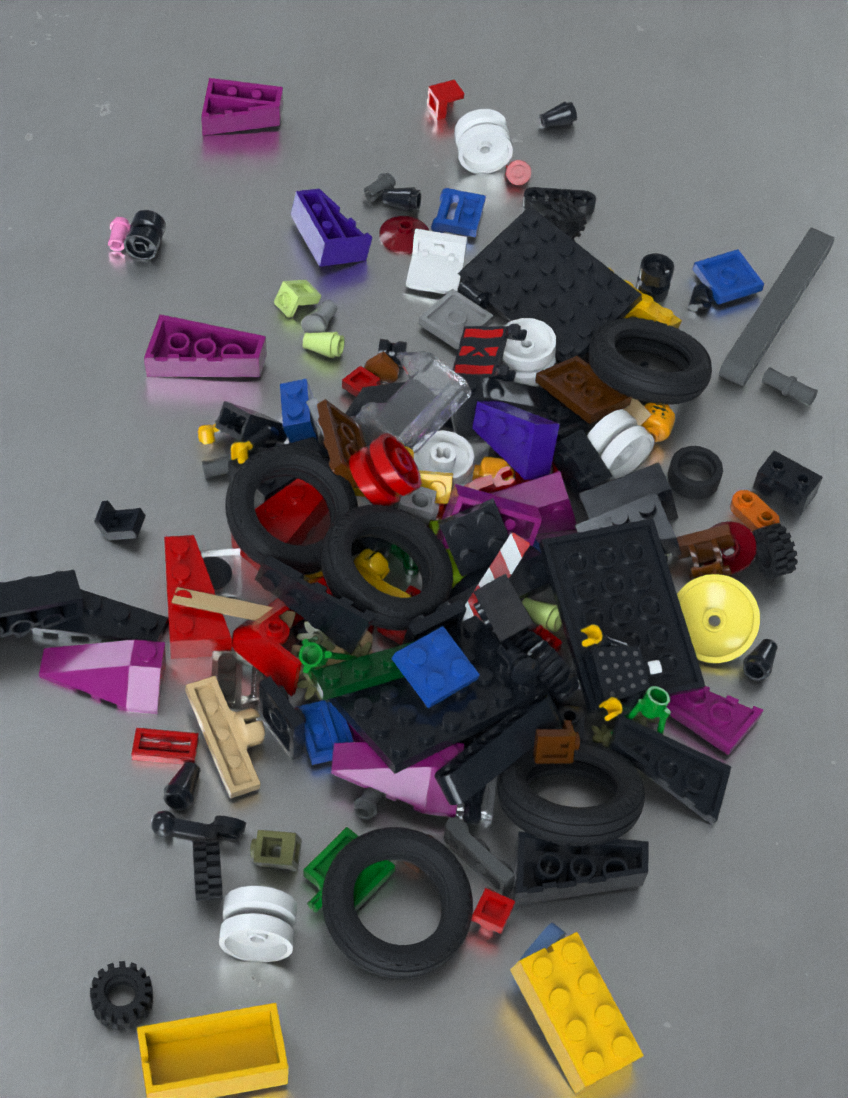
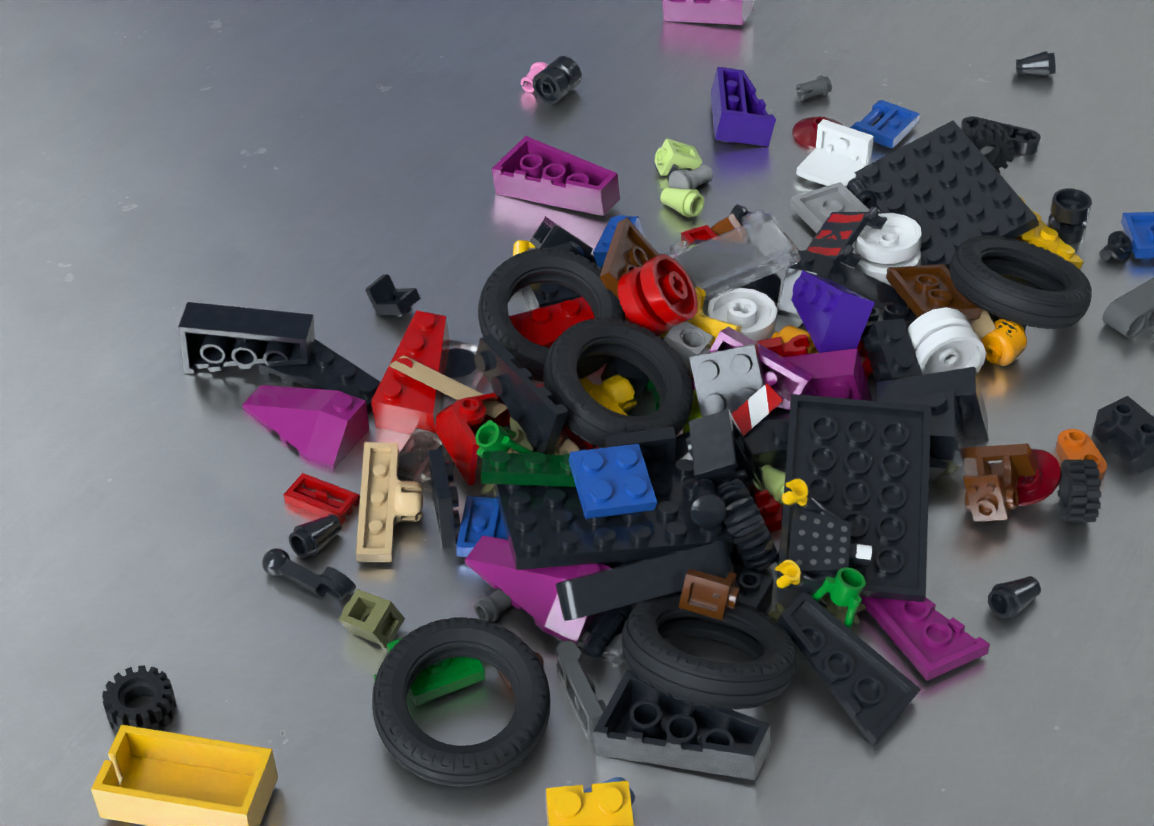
camera: 30 degrees right, 10 degrees down
(207, 869) = (286, 610): black tyre -> none
(258, 924) = (304, 674): white wheel -> none
(403, 198) = (833, 101): black cone -> none
(440, 95) = (919, 26): red panel -> none
(483, 141) = (938, 65): white wheel -> none
(493, 911) = (563, 745): red tile -> none
(518, 172) = (967, 102): plate -> none
(695, 456) = (1029, 384): black tyre -> none
(735, 608) = (972, 516): light yellow dish -> none

